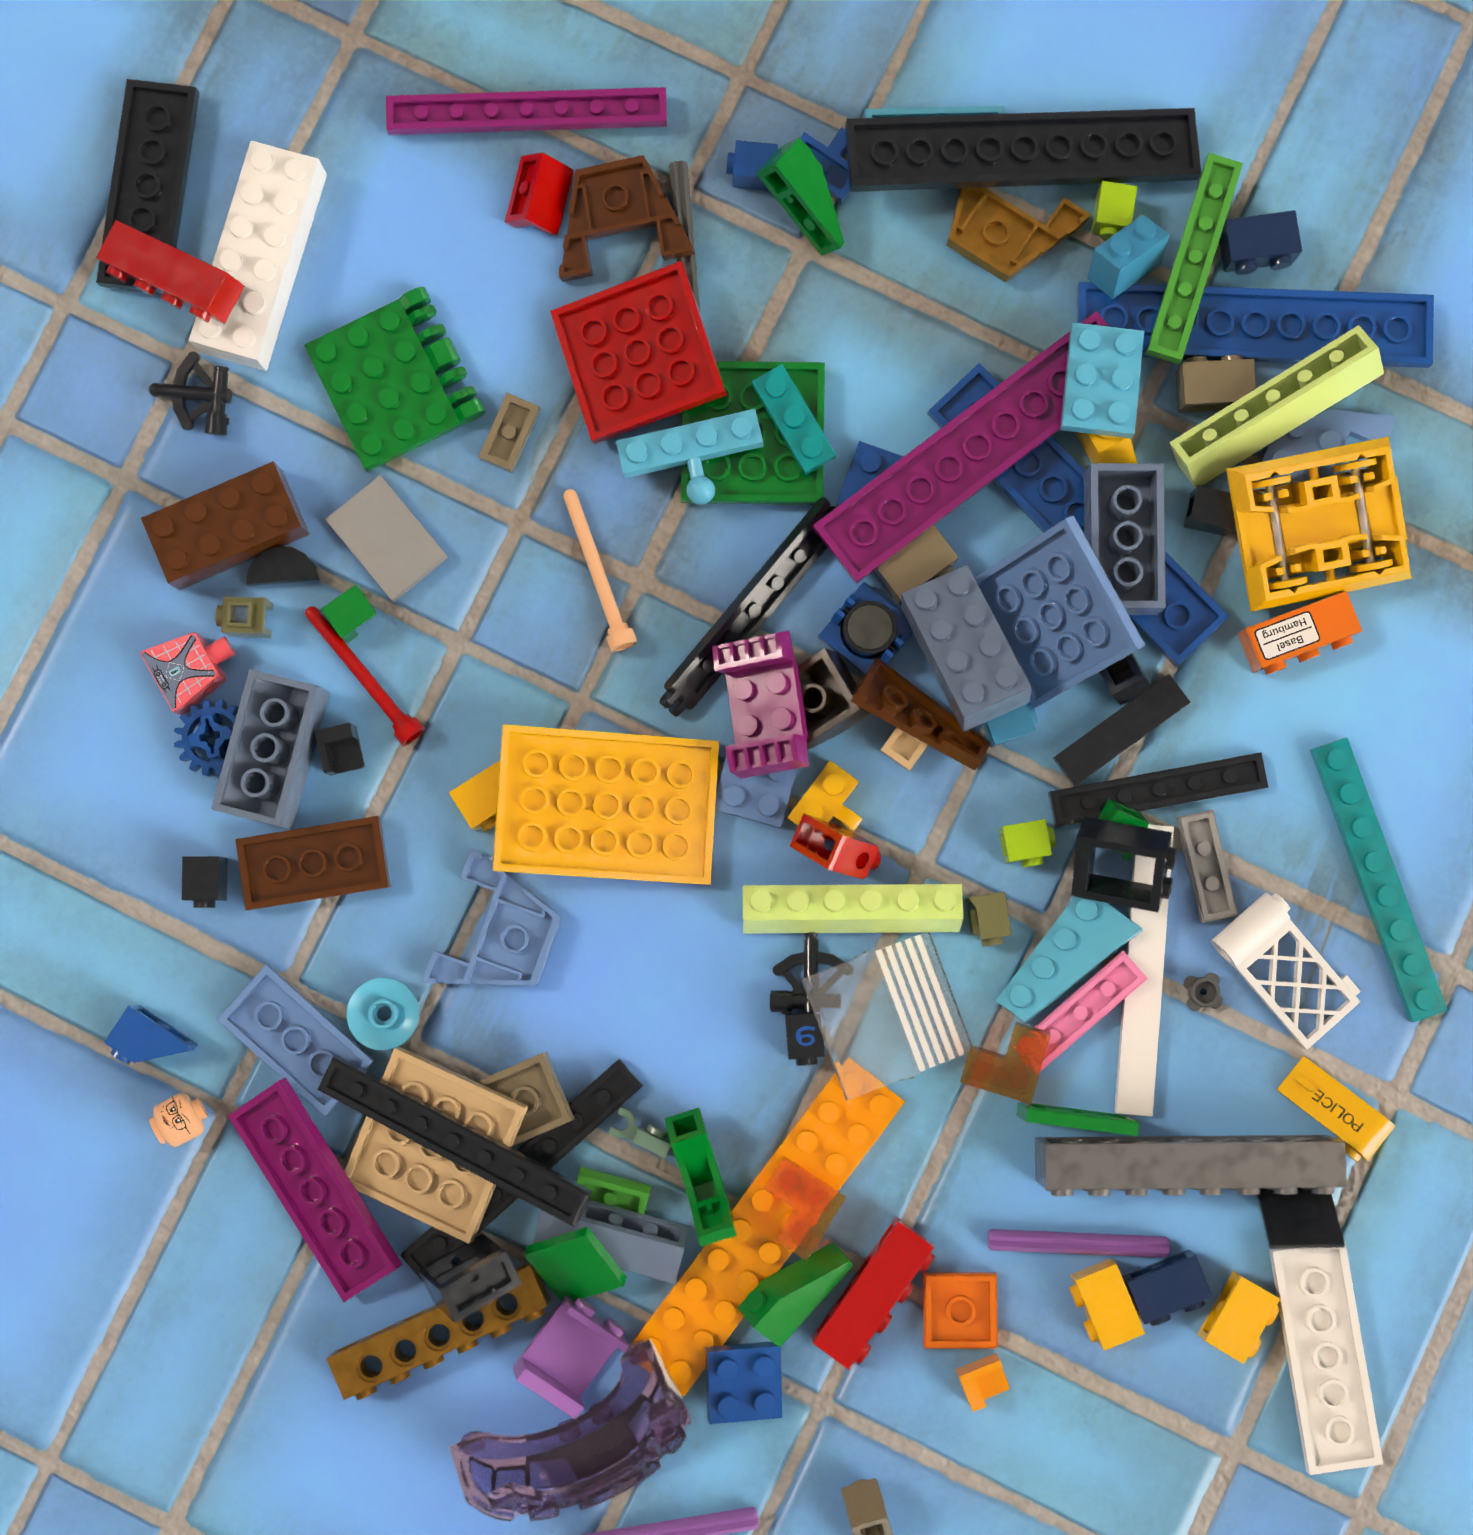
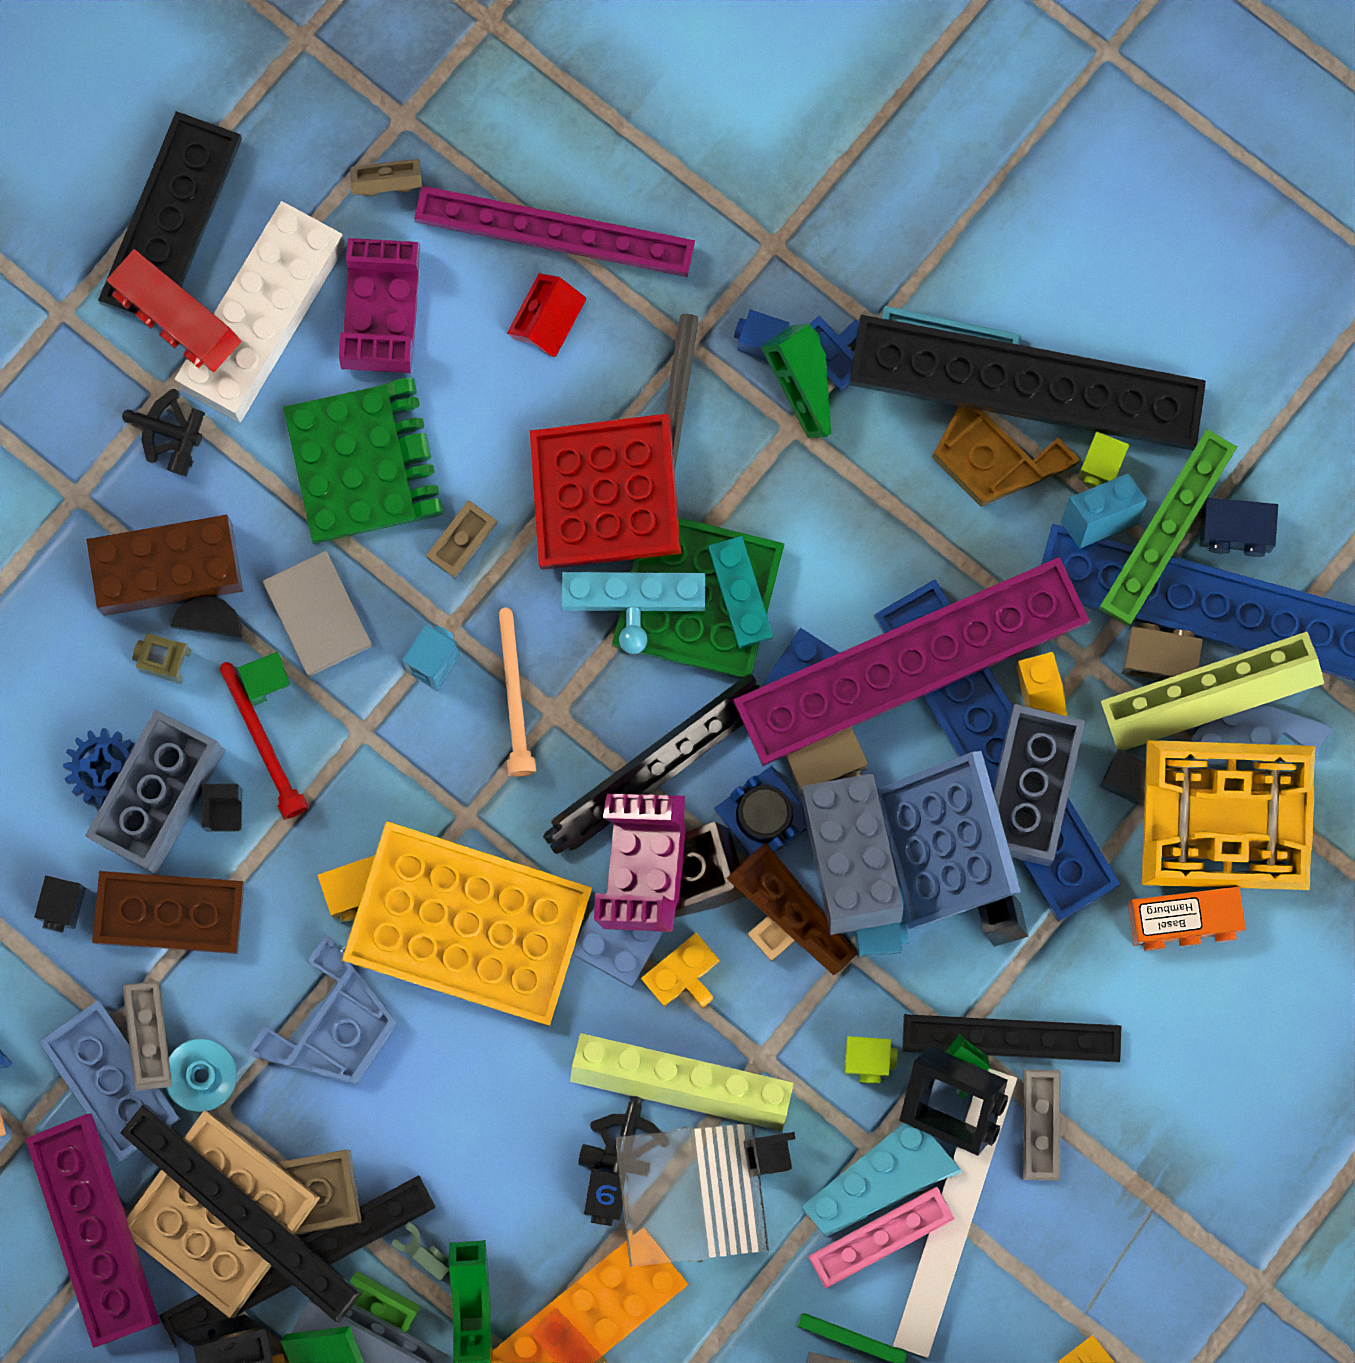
camera: 10 degrees right, 5 degrees down
(188, 669) = (94, 694): coral torso -> none
(321, 988) = (147, 1036): none -> light grey tile
(337, 101) = (387, 176): none -> dark tan plate
(374, 222) = (380, 305): none -> magenta plate
(508, 552) = (432, 656): none -> dark azure brick
(614, 201) = (619, 339): reddish brown wing -> none
(850, 854) = (691, 1025): red torso -> none
(951, 958) = (768, 1154): none -> black panel
(989, 918) = (814, 1123): olive window -> none
(1013, 1073) = (800, 1281): clear orange plate -> none
(1102, 380) = (1047, 626): medium azure plate -> none
(1121, 730) = (989, 971): black tile -> none
(1210, 999) = (1016, 1242): dark grey plate -> none
(1253, 935) = (1077, 1199): white piece -> none
(1378, 880) = (1207, 1179): teal plate -> none

